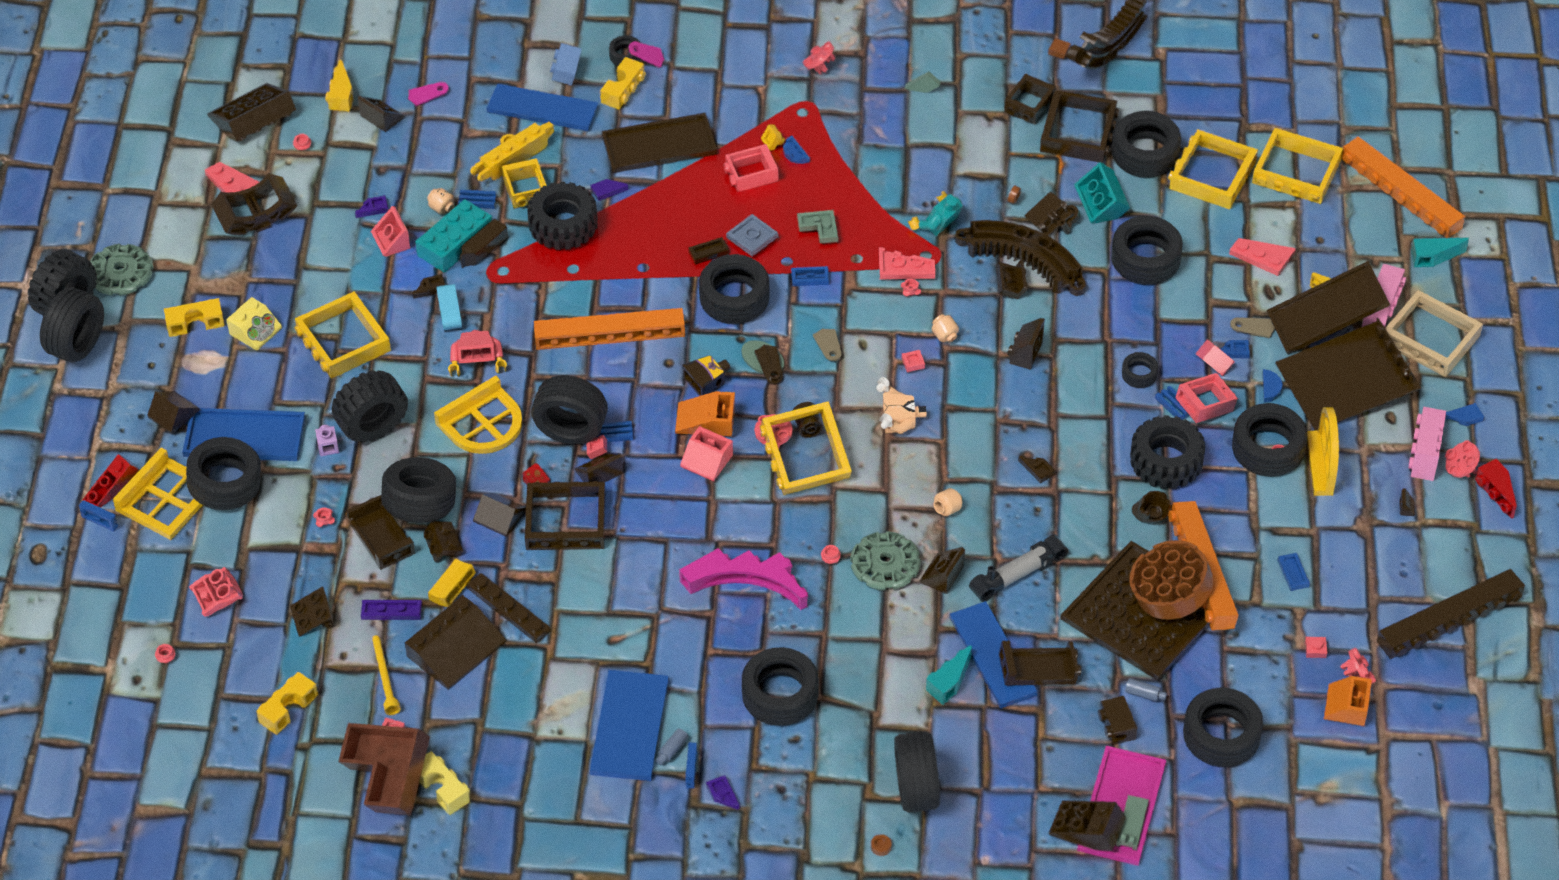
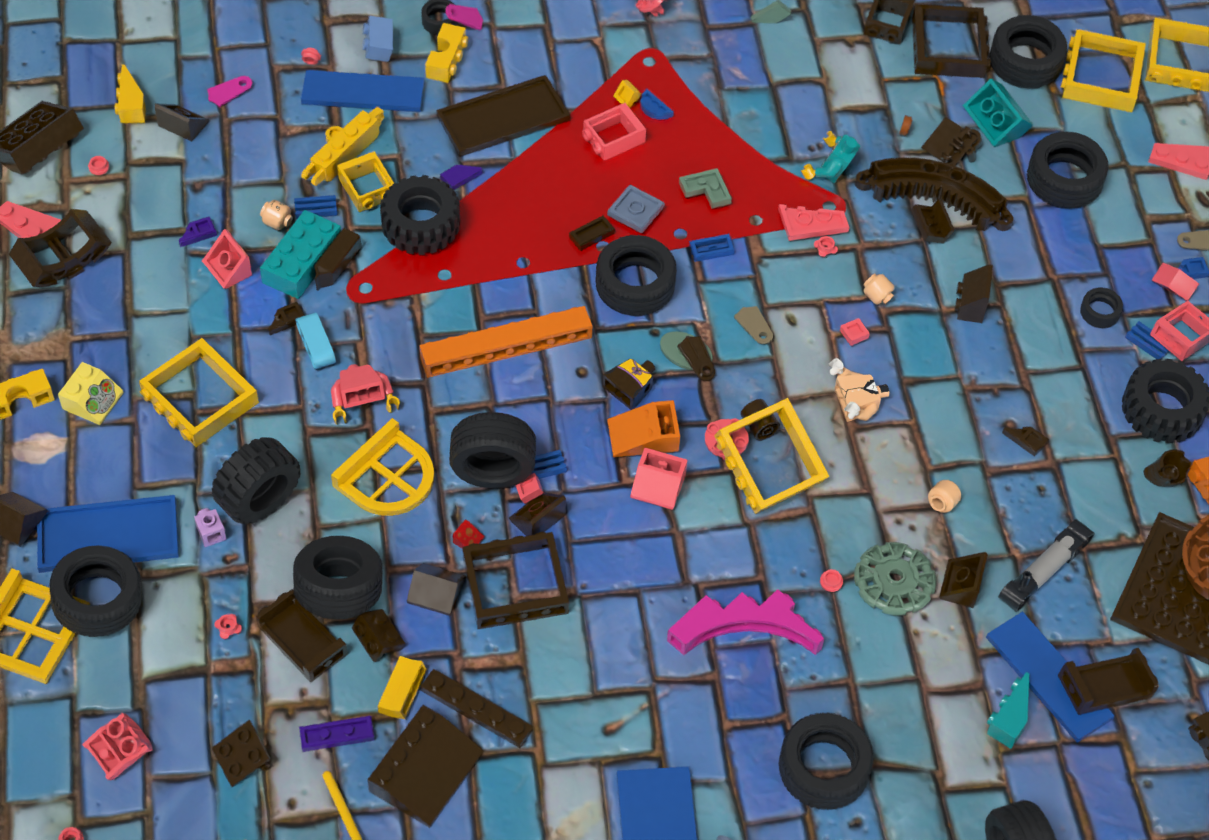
camera: 15 degrees left, 5 degrees up
(504, 72) = (310, 56): none -> coral plate

